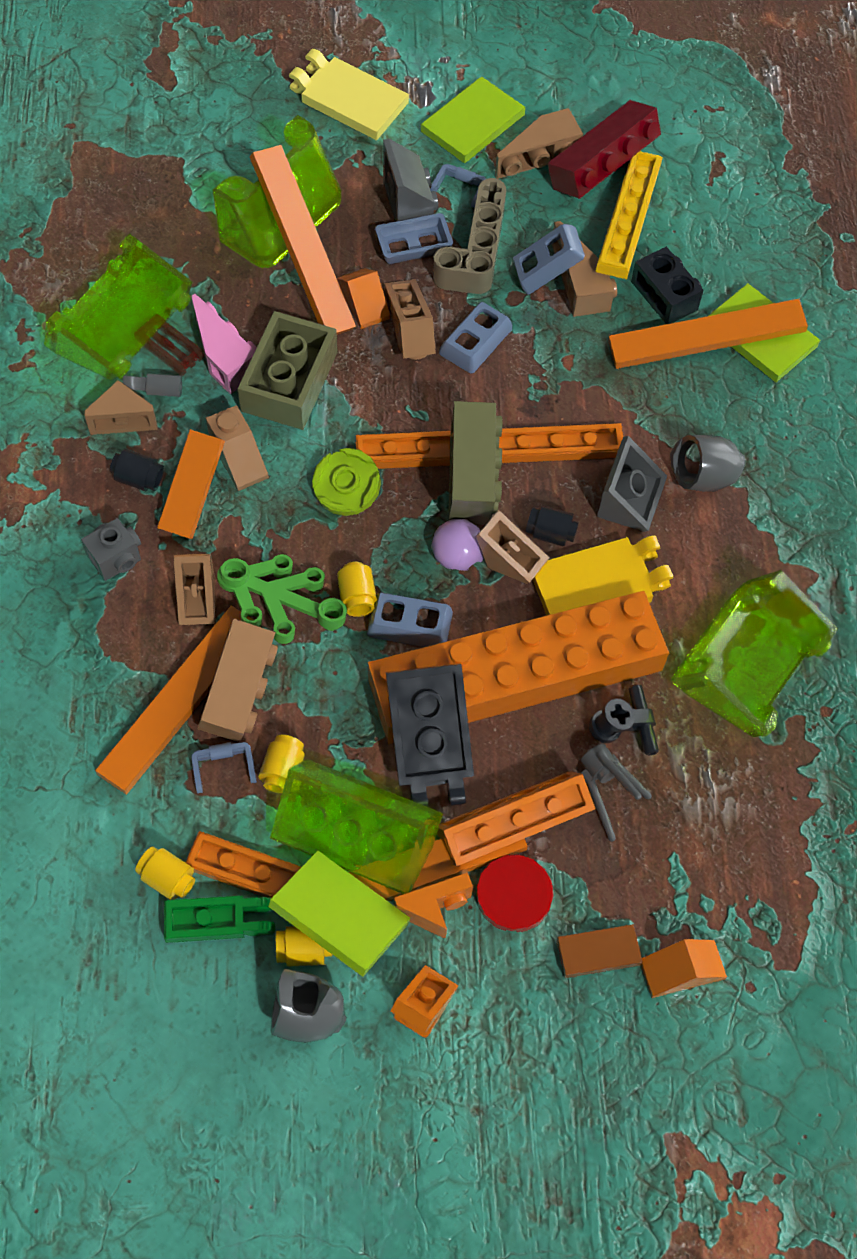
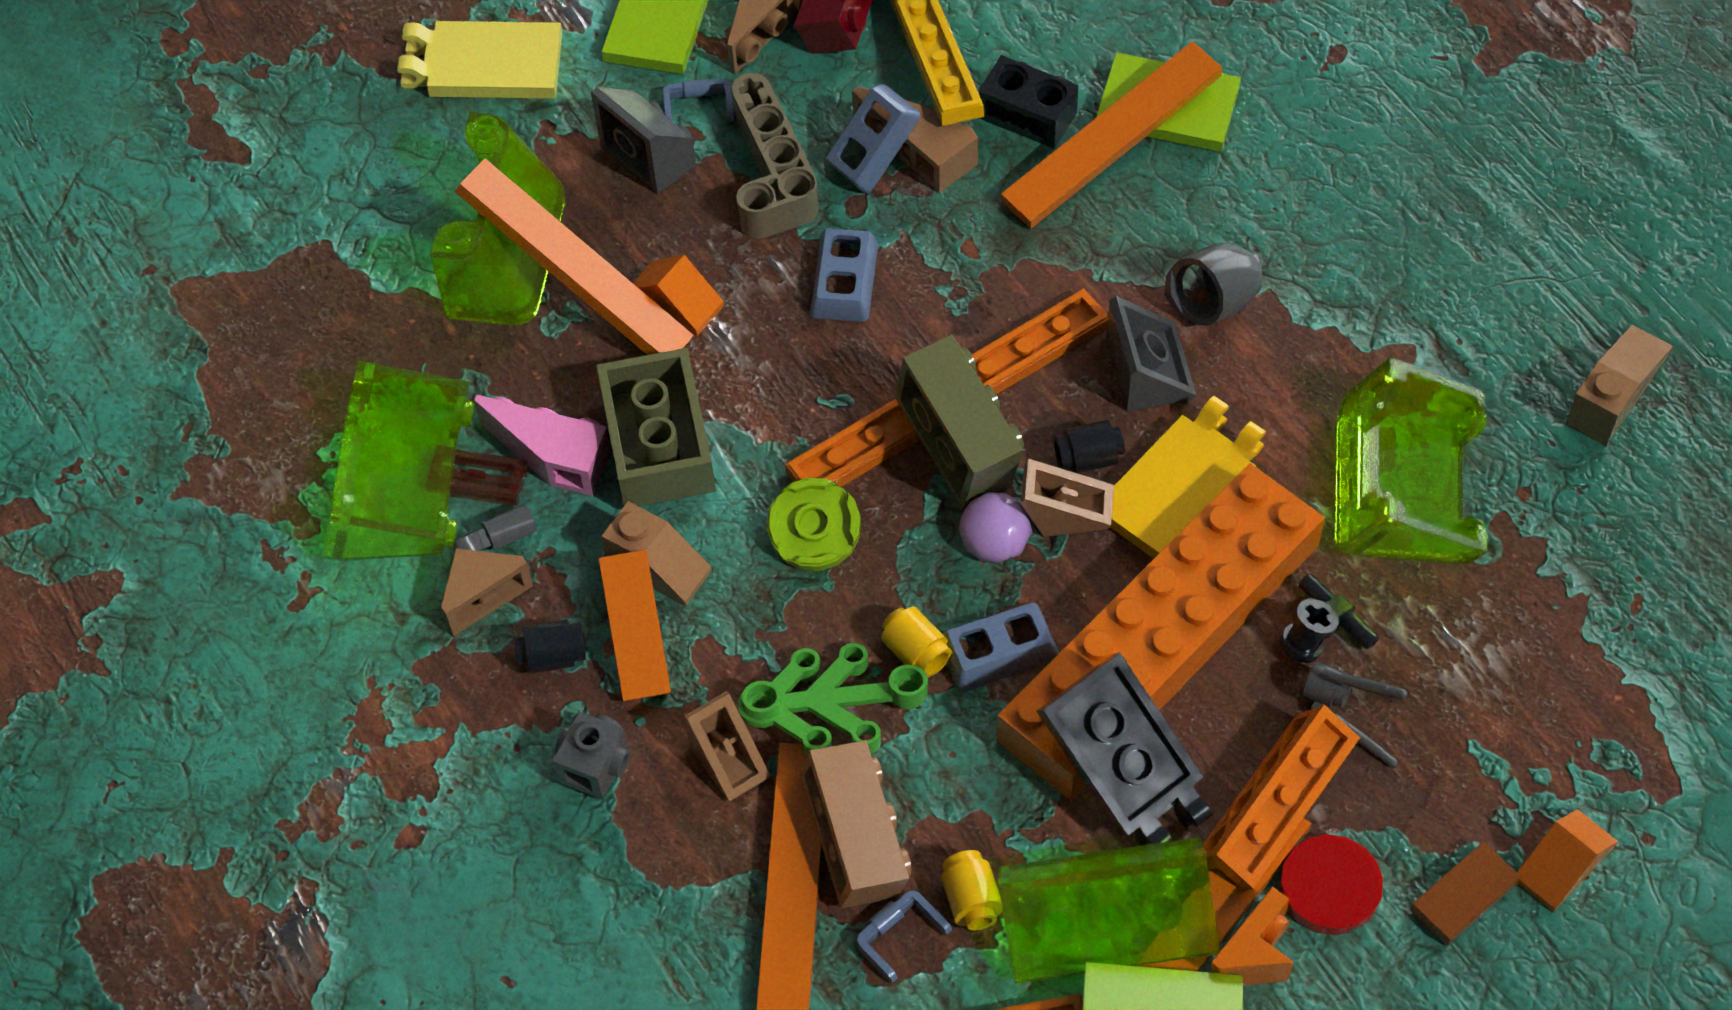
camera: 25 degrees left, 5 degrees down
(410, 232) = (677, 190): sand blue piece -> none
(411, 319) = (757, 291): medium nougat slope -> none

